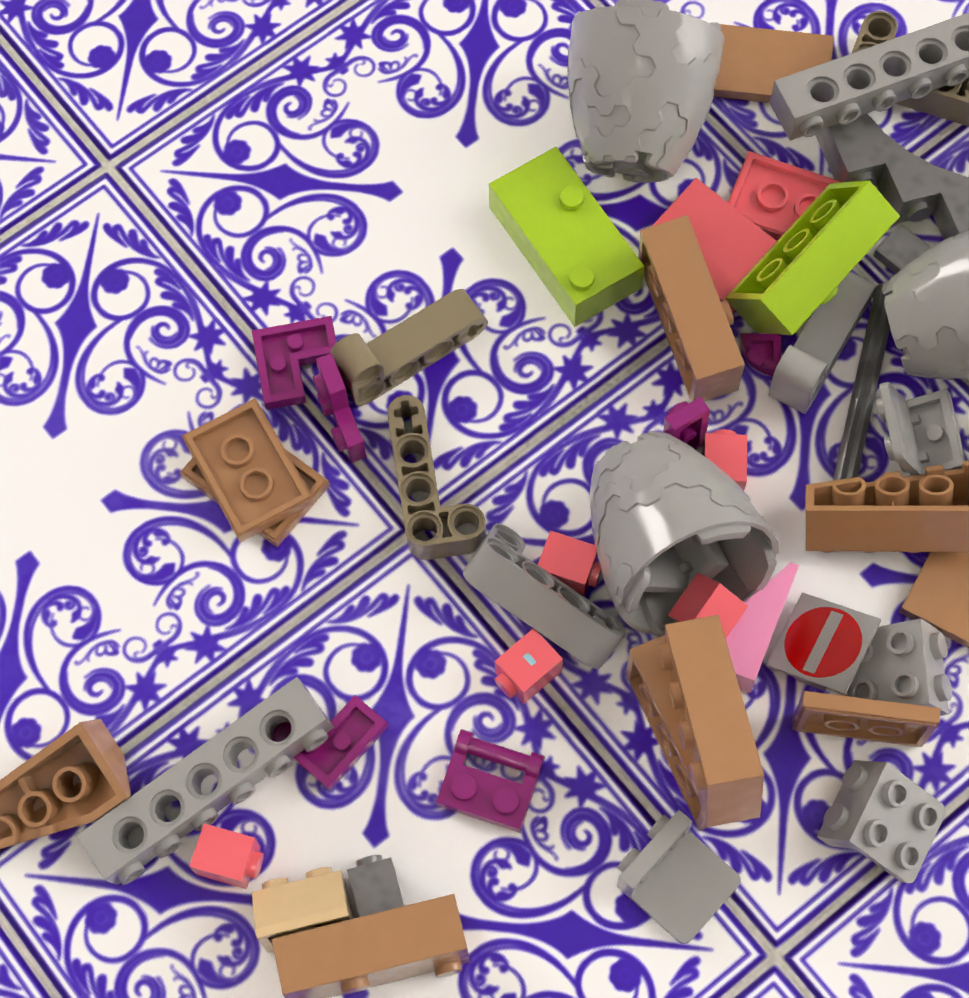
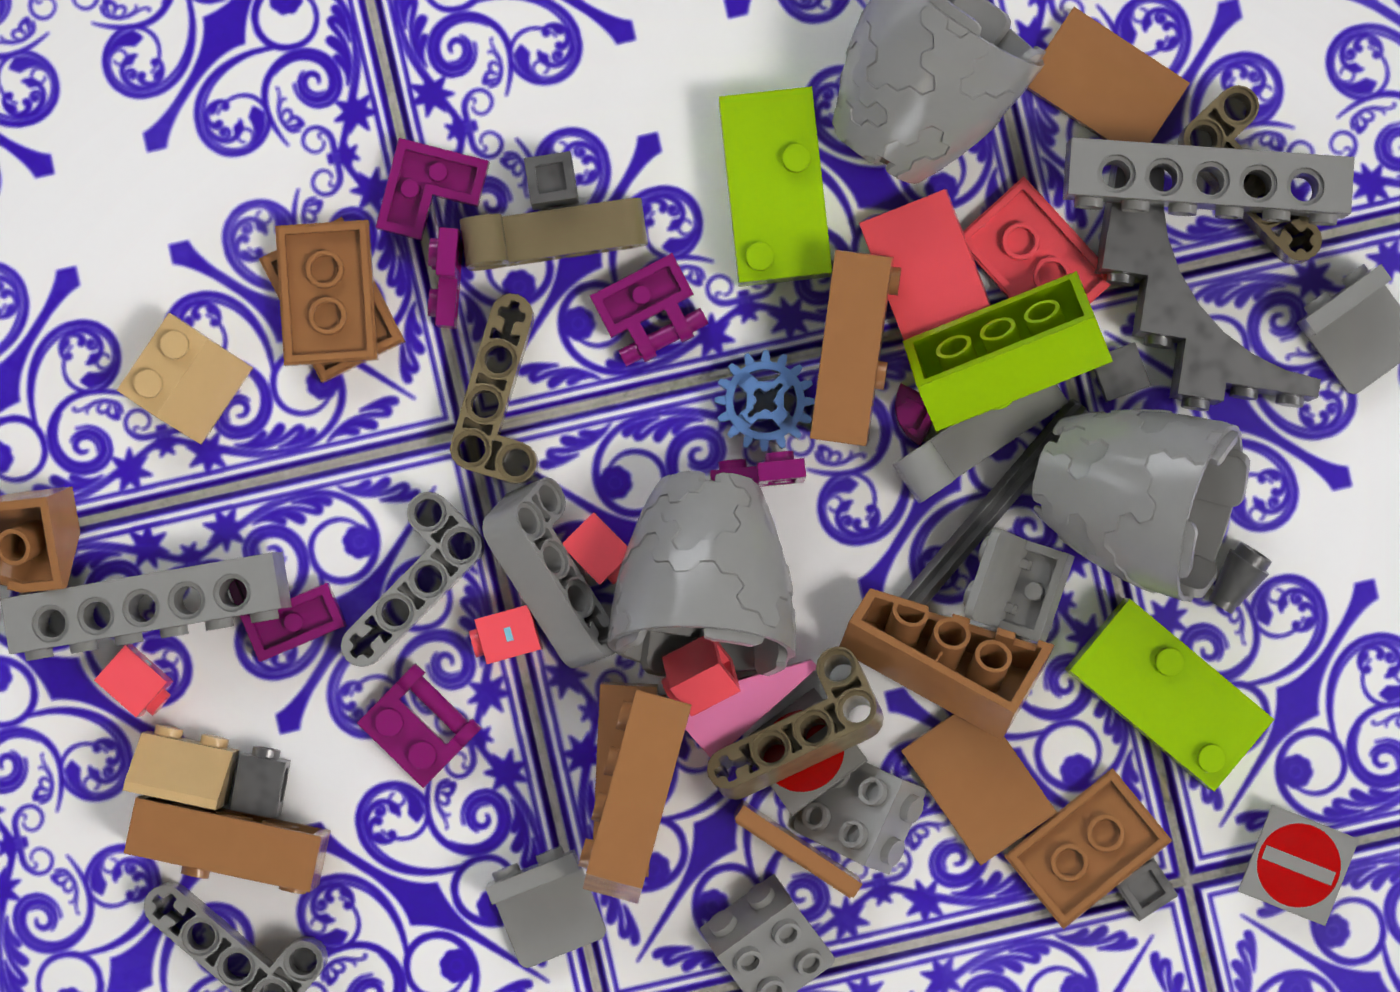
camera: 20 degrees right, 20 degrees up
(158, 588) = (185, 378): none -> tan slope
(387, 301) = (551, 180): none -> flat silver brick
(425, 669) = (407, 587): none -> light grey beam
(504, 360) = (641, 297): none -> magenta plate
(626, 382) = (749, 385): none -> medium blue gear
(728, 452) = (808, 517): coral brick -> none
(783, 674) = (793, 731): none -> dark tan beam

